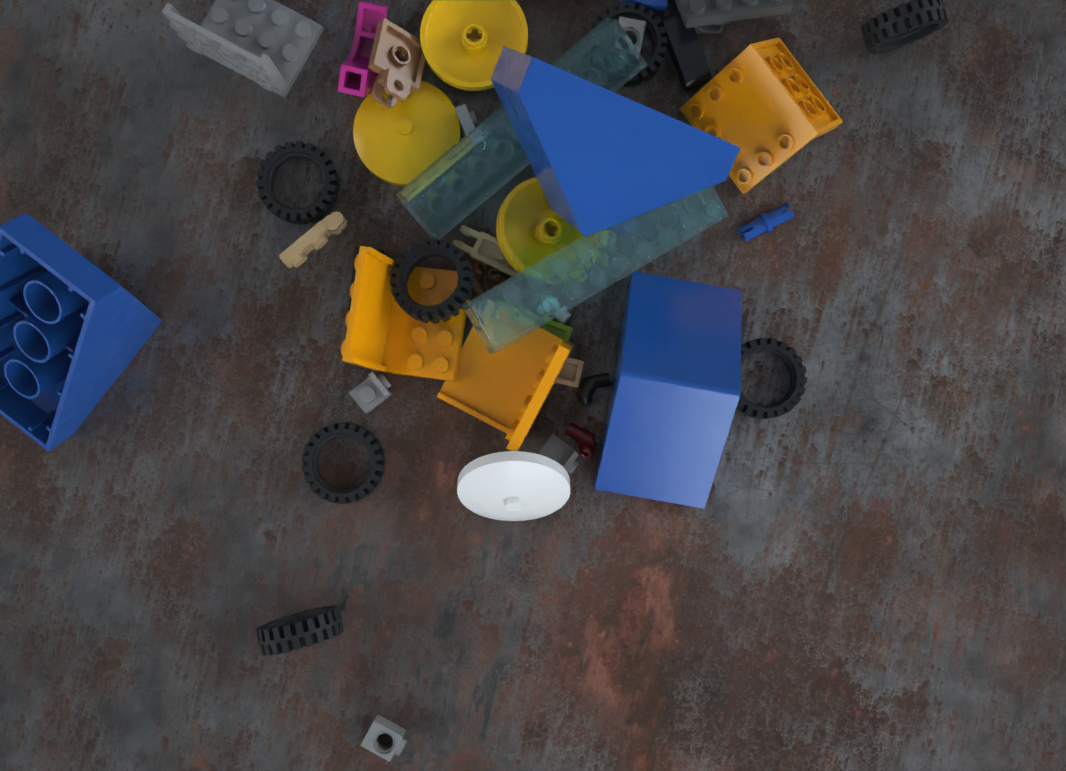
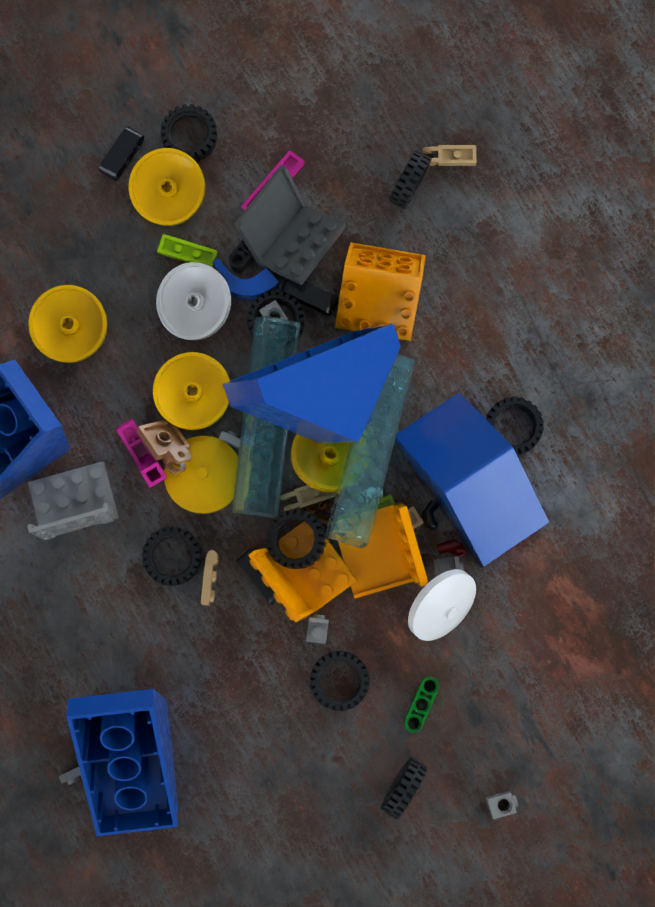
camera: 45 degrees left, 5 degrees down
(391, 573) = (429, 697): none -> green beam
(765, 222) = (436, 345): blue pin -> none
(971, 45) = (452, 155): none -> tan hinge

